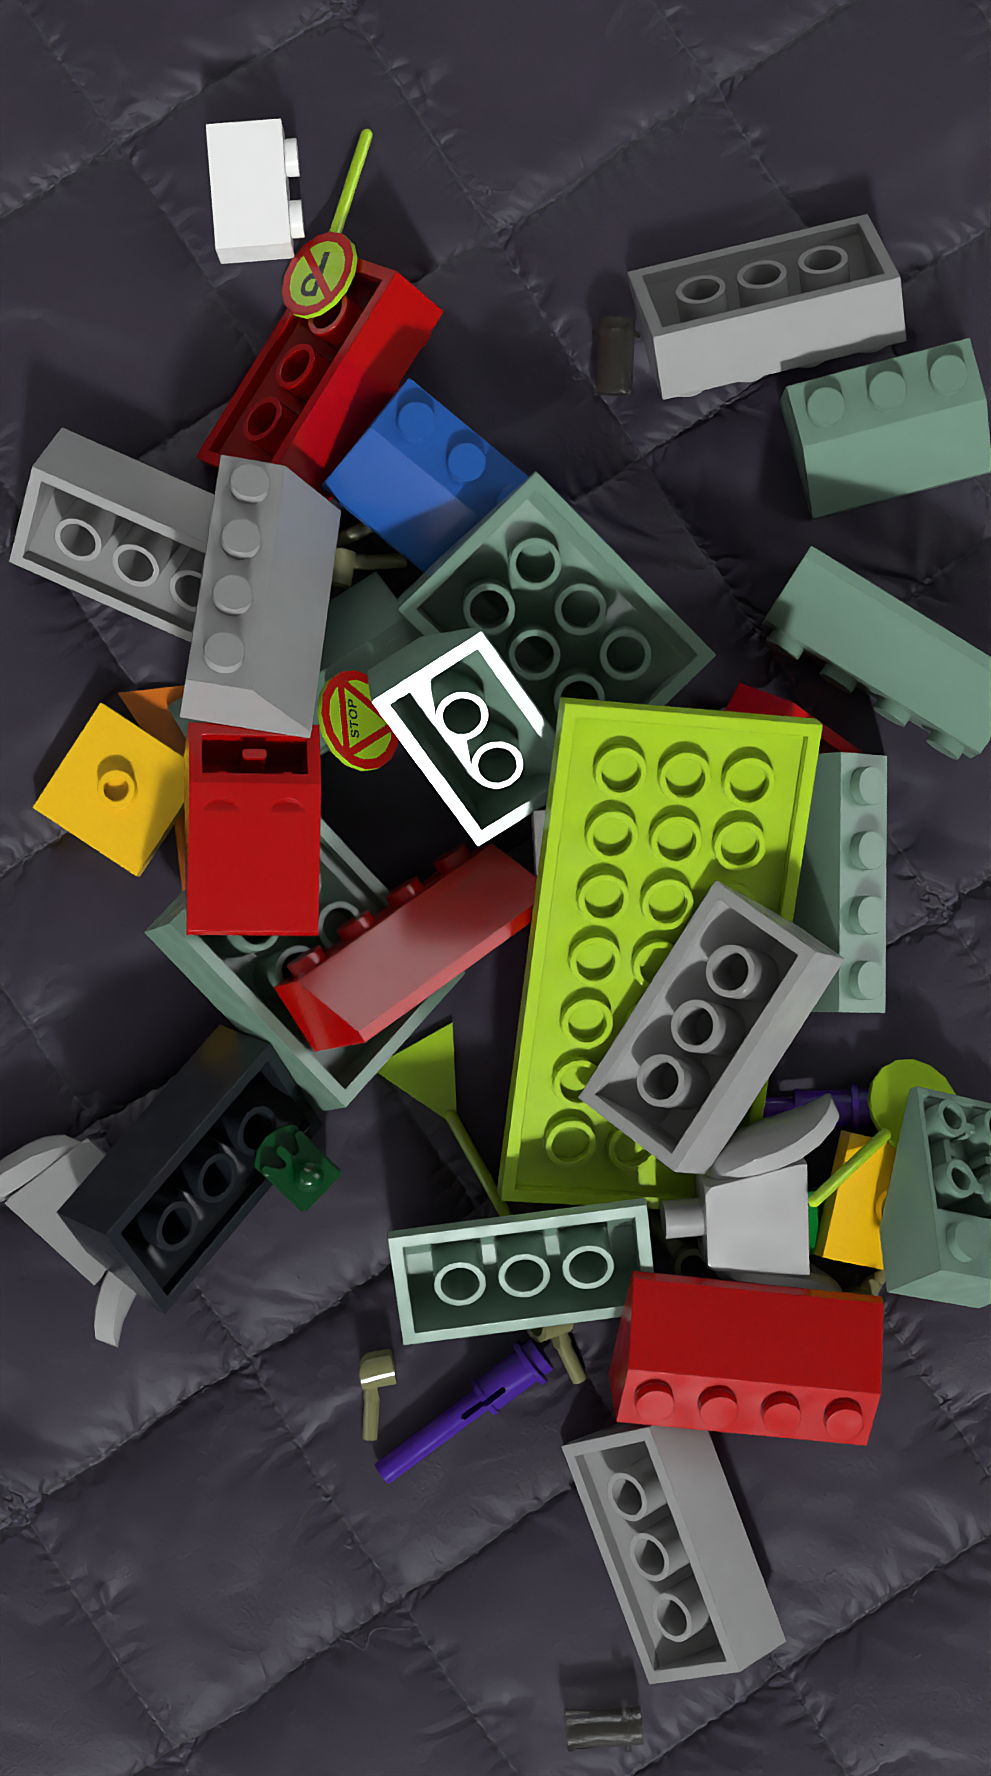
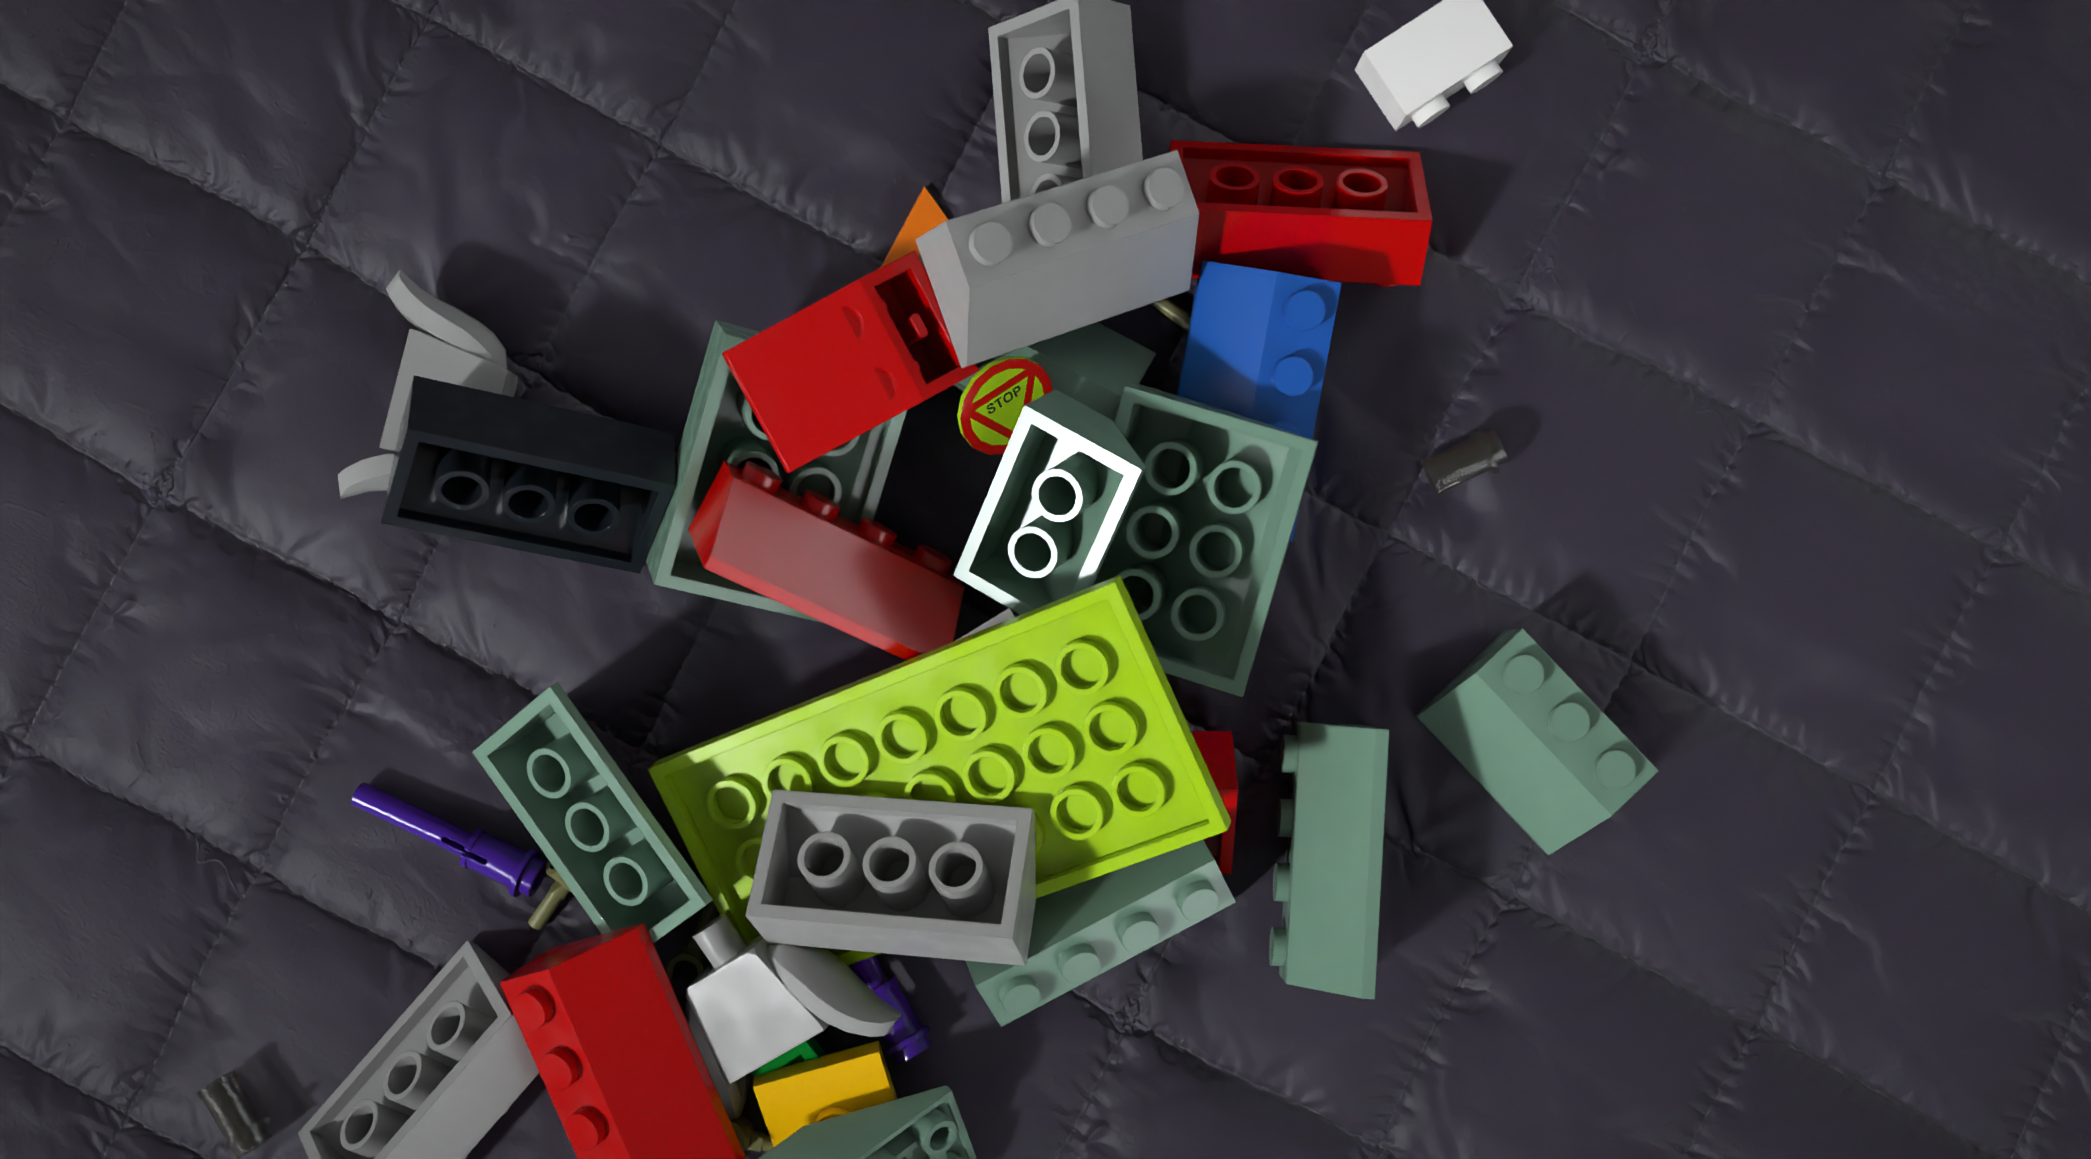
camera: 65 degrees right, 0 degrees up
(117, 790) = (834, 227): yellow plate -> none
(295, 1166) = (581, 568): dark green piece -> none
(328, 262) = (1406, 159): lime piece -> none
(348, 560) = (1148, 320): olive hand -> none
(376, 1371) = (444, 739): olive hand -> none
(428, 1075) = (733, 643): lime piece -> none
(768, 306) = (1585, 574): light grey slope -> none
(887, 1108) = (922, 1071): lime piece -> none

